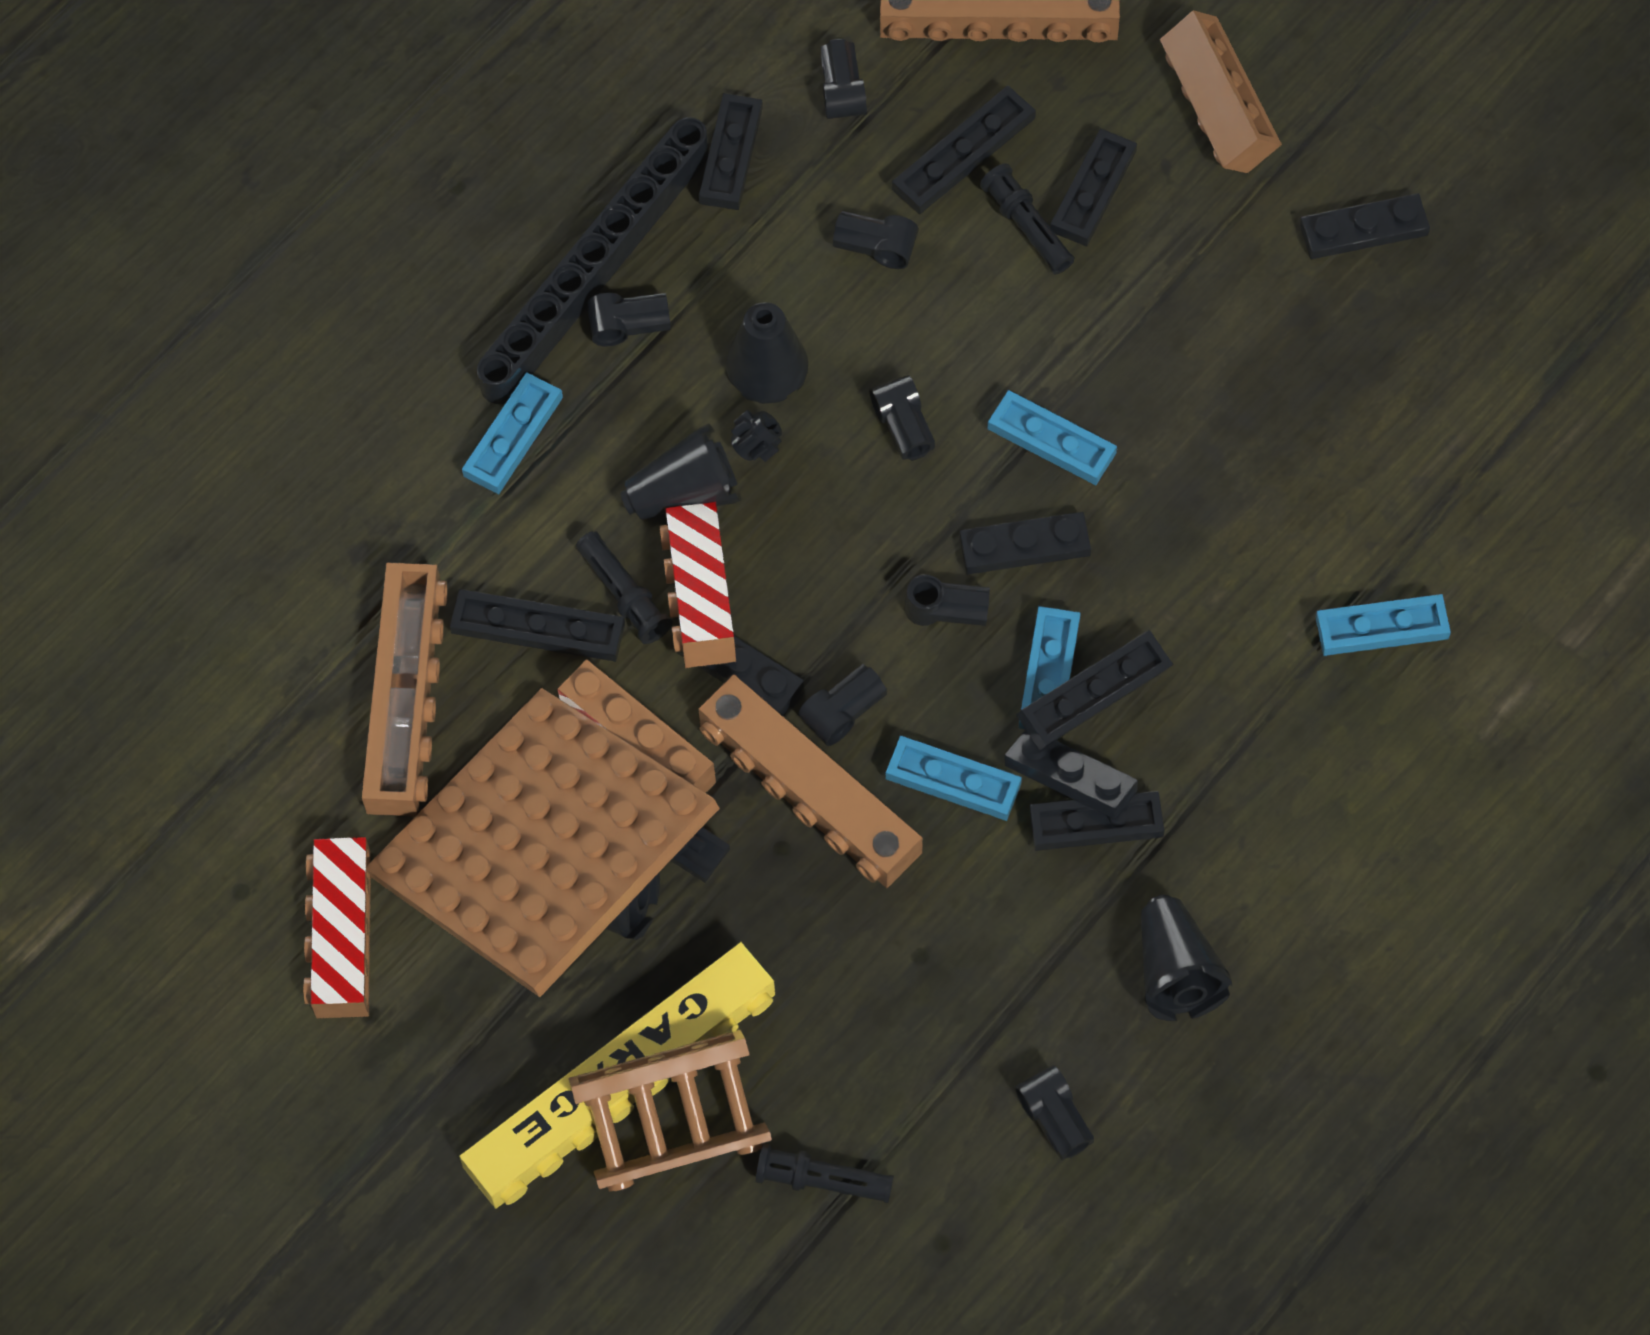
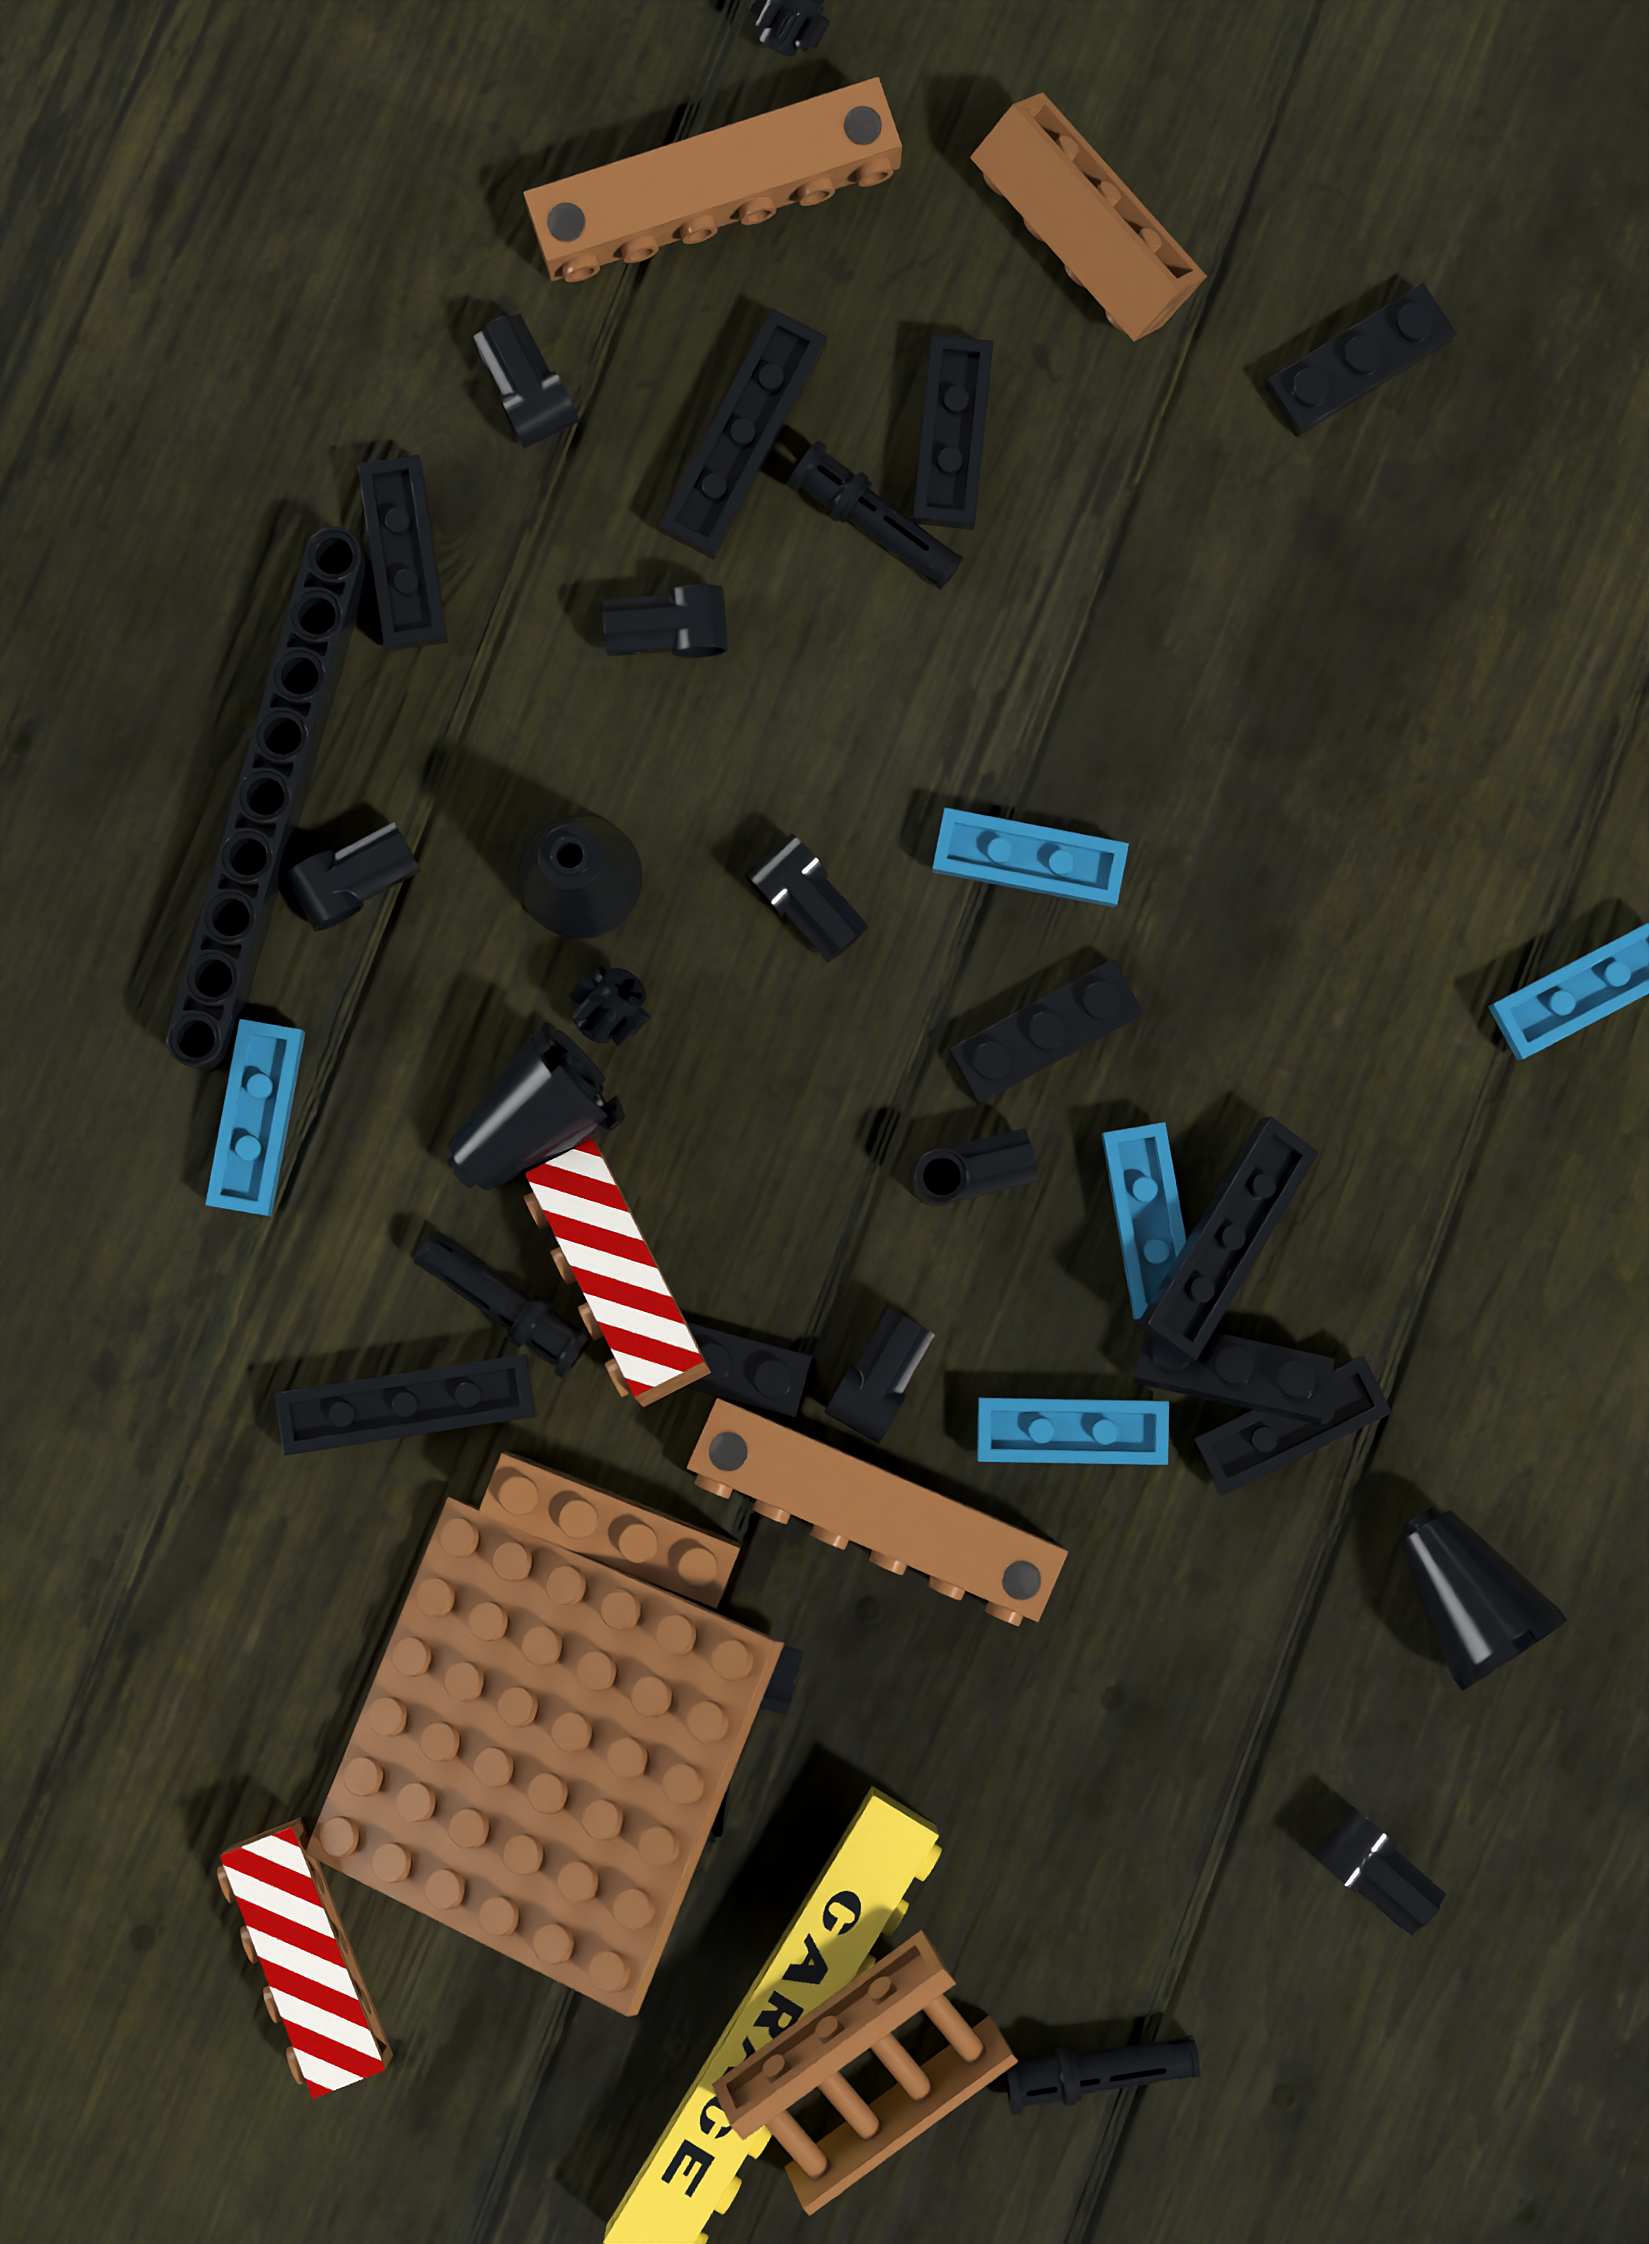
camera: 30 degrees left, 20 degrees up
(402, 690) = (254, 1574): medium nougat piece -> none

